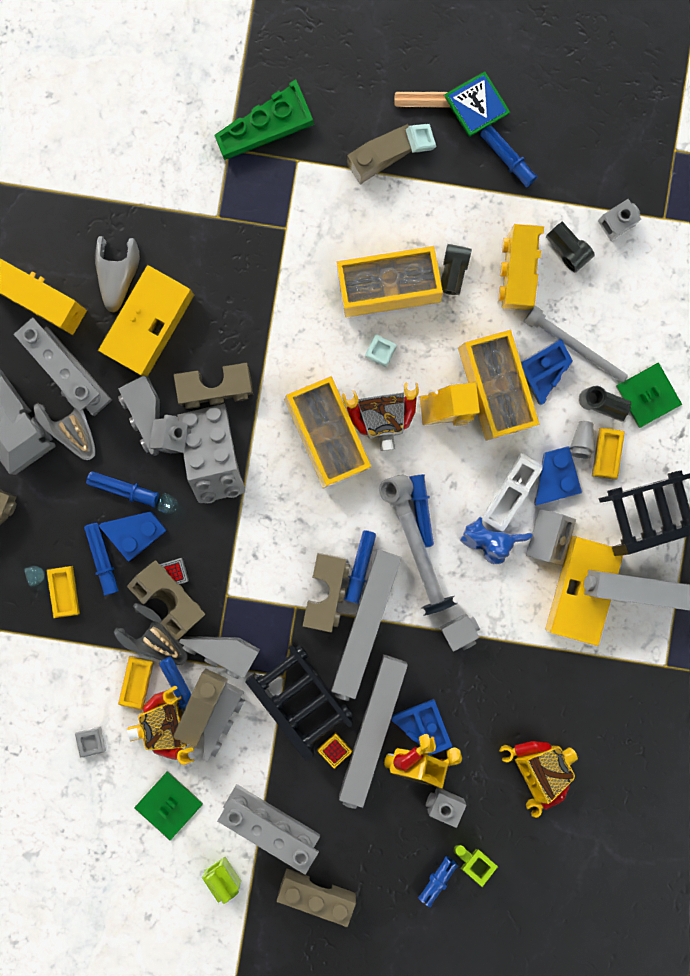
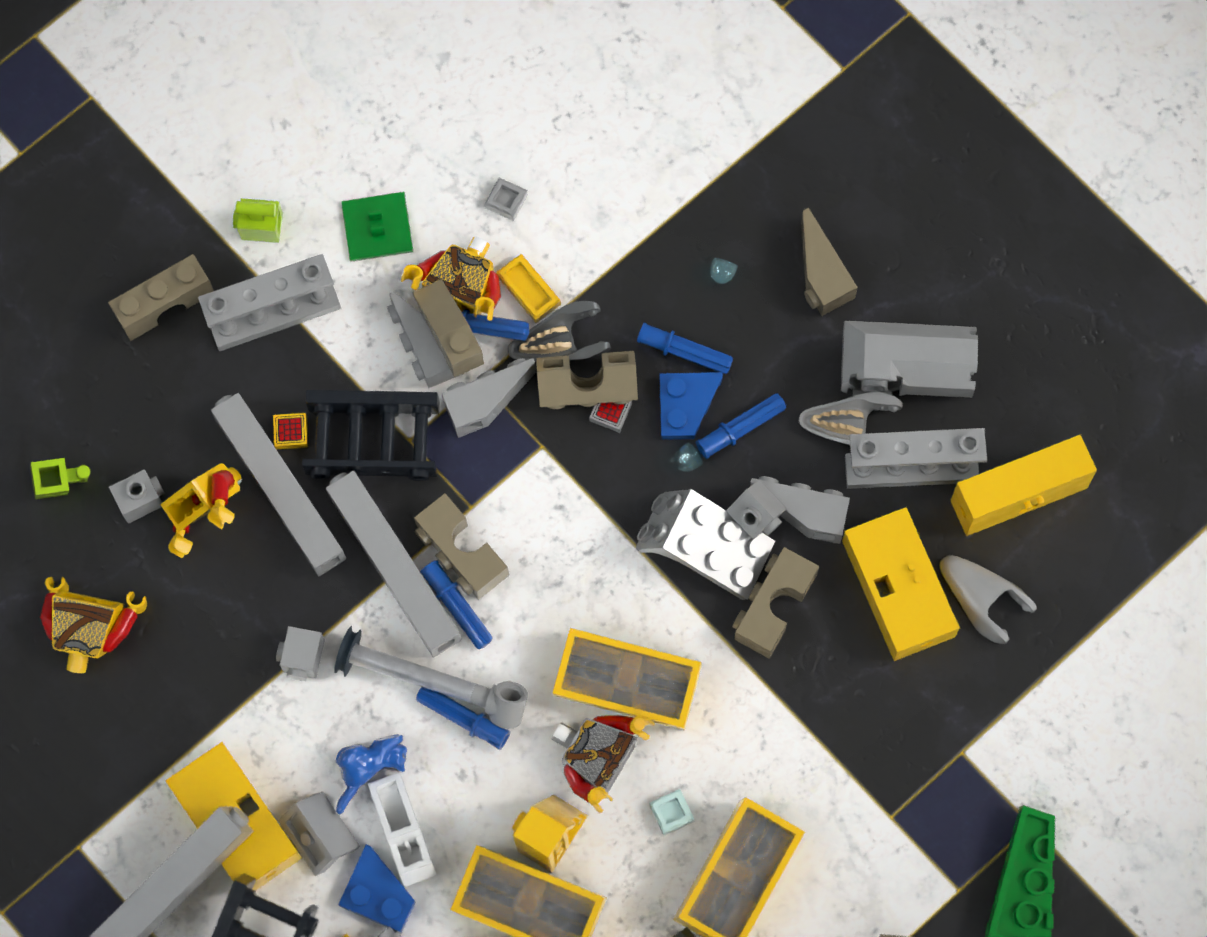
camera: 130 degrees right, 15 degrees down
(63, 592) = (682, 287): yellow tile -> none
(423, 720) = (239, 542): blue wing -> none
(438, 881) = (69, 430): blue pin -> none

